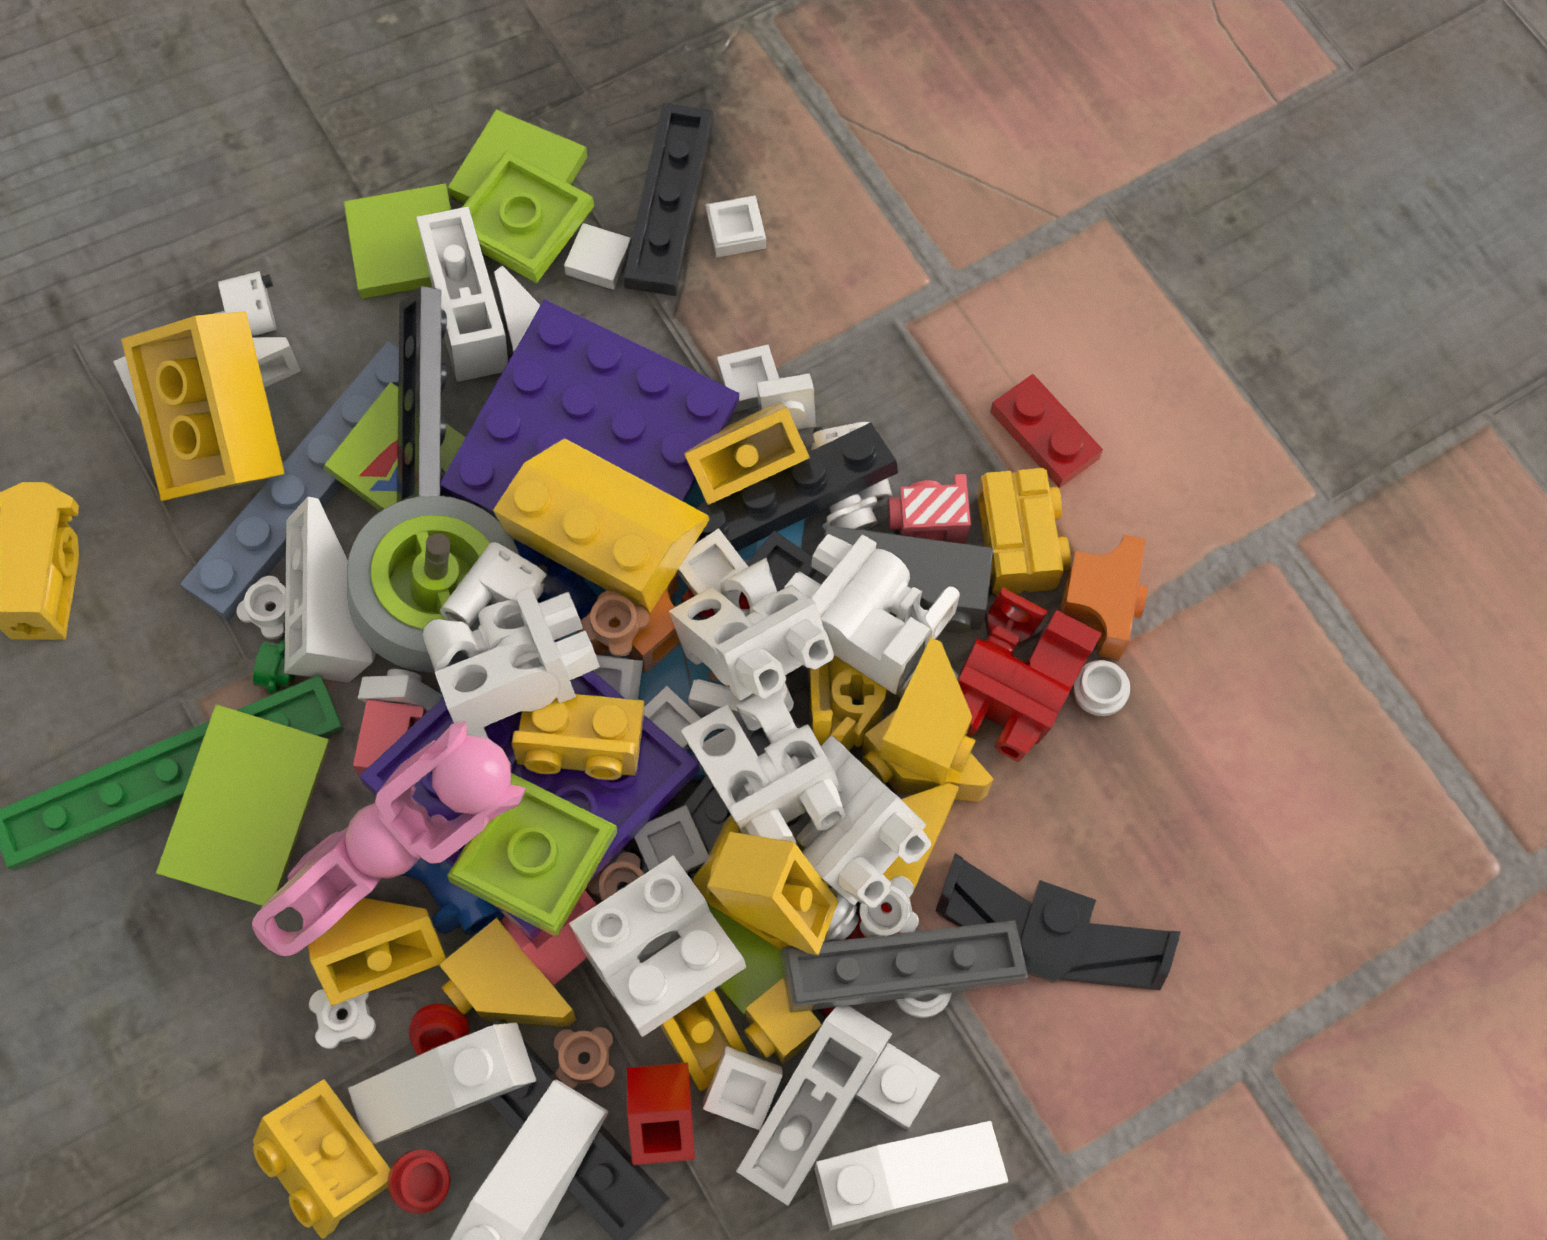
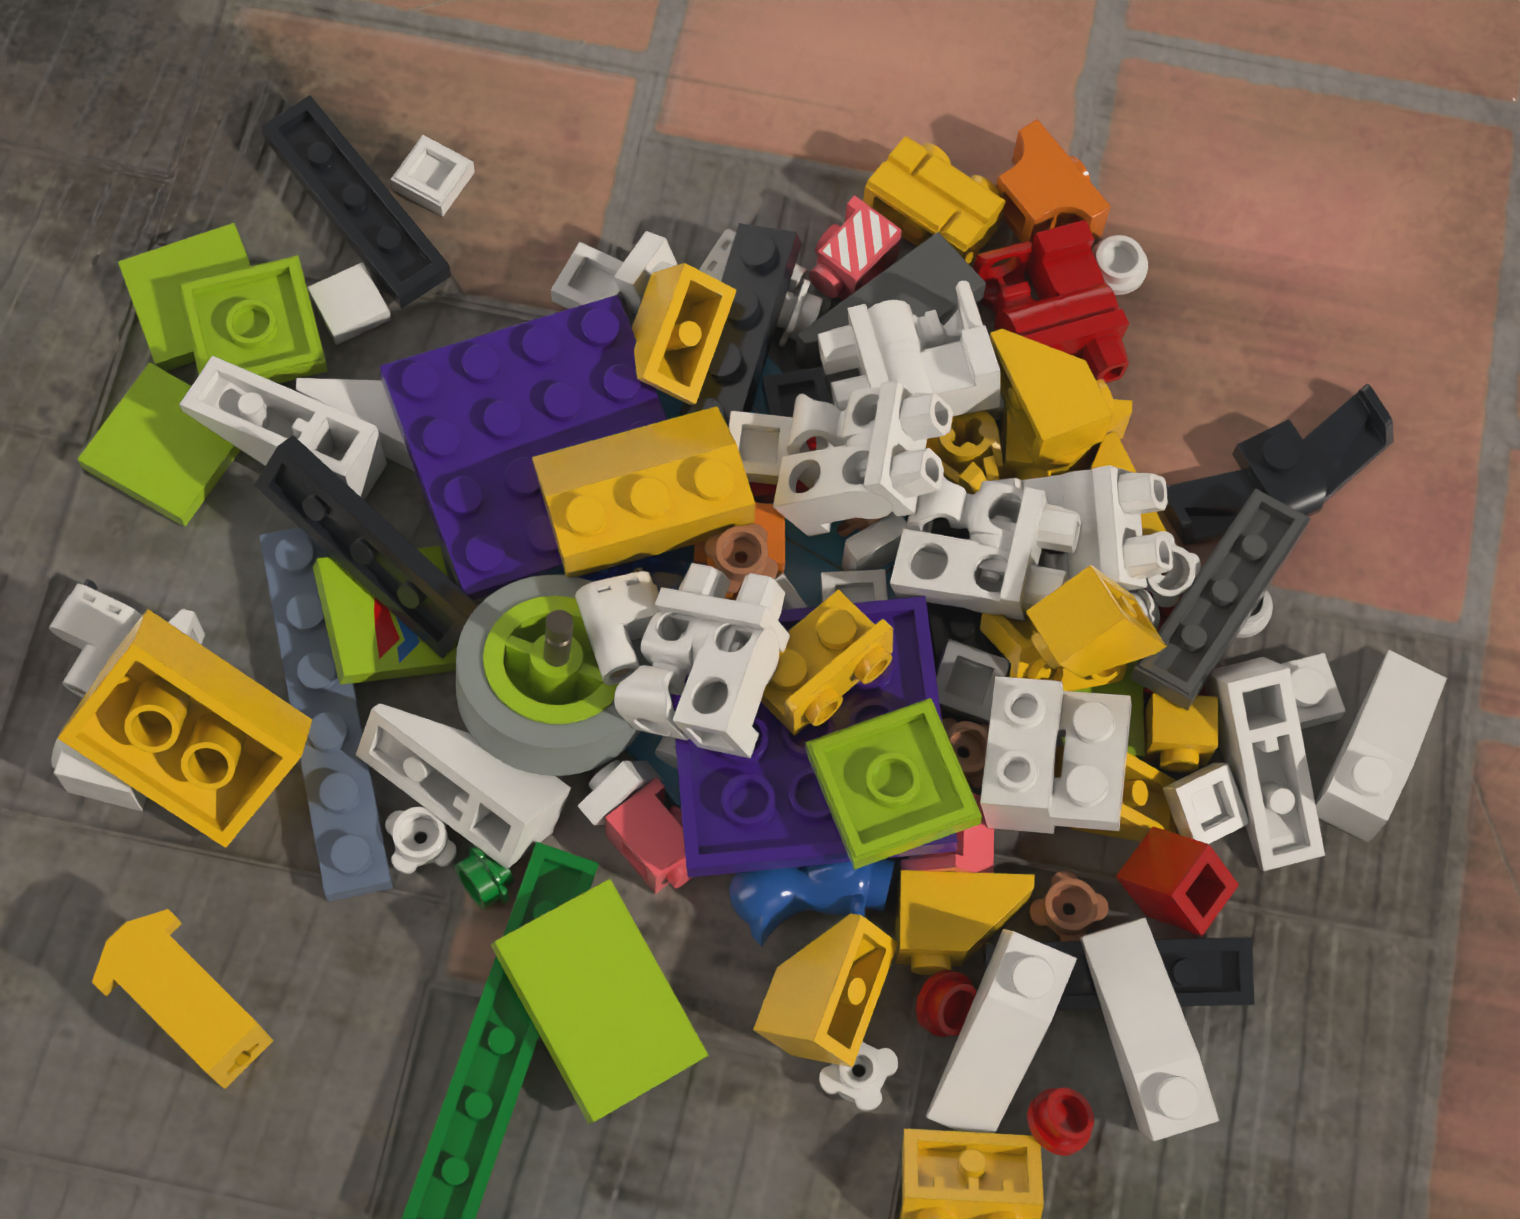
camera: 50 degrees left, 0 degrees up
(393, 834) = (773, 887): bright pink piece -> none
(1046, 430) = (858, 111): red plate -> none

